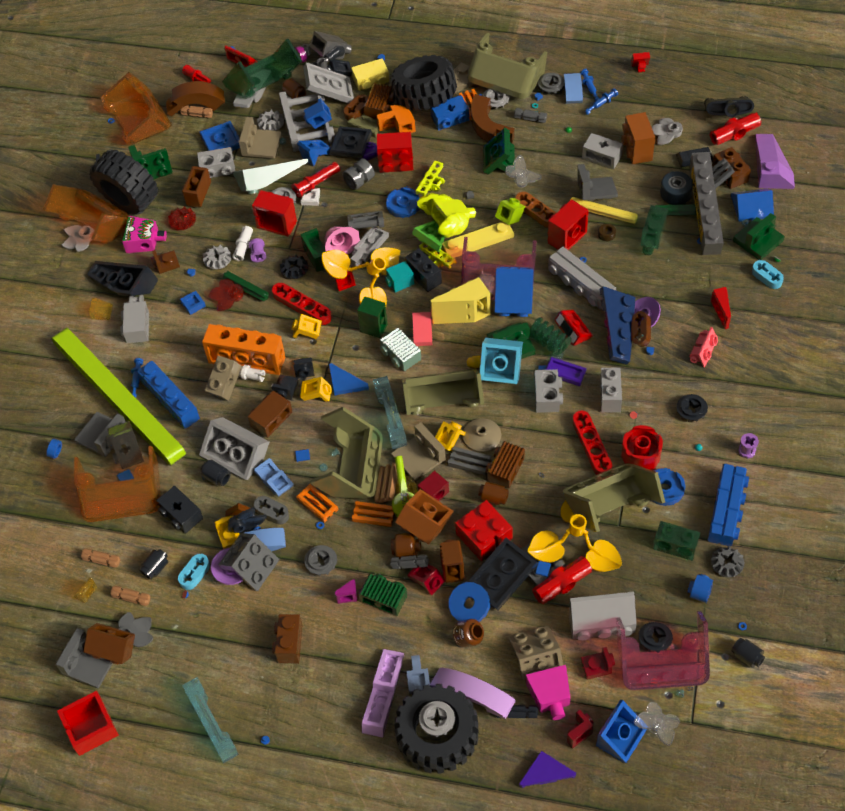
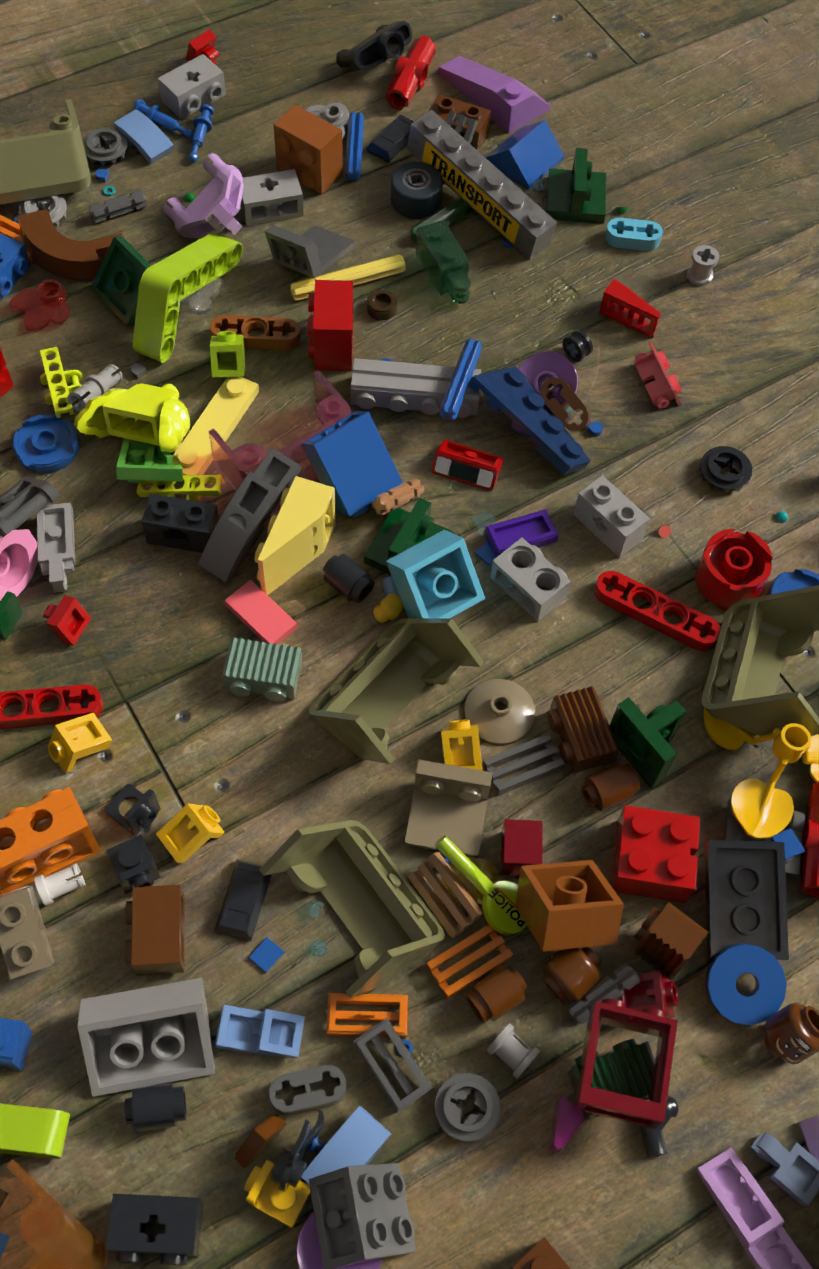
camera: 50 degrees left, 5 degrees up
(298, 540) = (412, 1094): none -> dark grey tile
(311, 430) = (243, 901): none -> black tile
(338, 263) = (103, 545): yellow plant -> none
(345, 382) = (221, 784): blue tile -> none
(356, 554) = (513, 1051): none -> light grey bush
(369, 531) = (497, 994): none -> reddish brown brick
(372, 317) = (178, 648): dark green panel -> none
(377, 568) = (616, 1105): none -> dark red window
(382, 620) = (654, 1138): none -> black arm
(394, 427) = (311, 757): clear light blue piece -> none
(399, 276) = (153, 558): teal brick -> none
(443, 189) = (95, 386): none -> light grey pin
(449, 279) = (246, 514): none -> dark grey slope
(456, 141) = (42, 305): none -> clear red plate
(470, 338) = (348, 578): none -> black brick
(516, 162) = (172, 281): none -> lime beam
(521, 317) = (397, 496): none -> medium nougat axle
(527, 484) = (647, 738): none -> dark green bracket
(549, 337) = (459, 498): clear green piece -> none
(569, 139) = (213, 206): none -> lavender connector
(594, 287) = (460, 379): none -> blue axle
(618, 76) = (192, 86): none -> light grey brick
(670, 149) = (354, 146): none -> blue axle
(678, 307) = (577, 345): none -> black bush
(784, 309) = (704, 259): none -> light grey bush

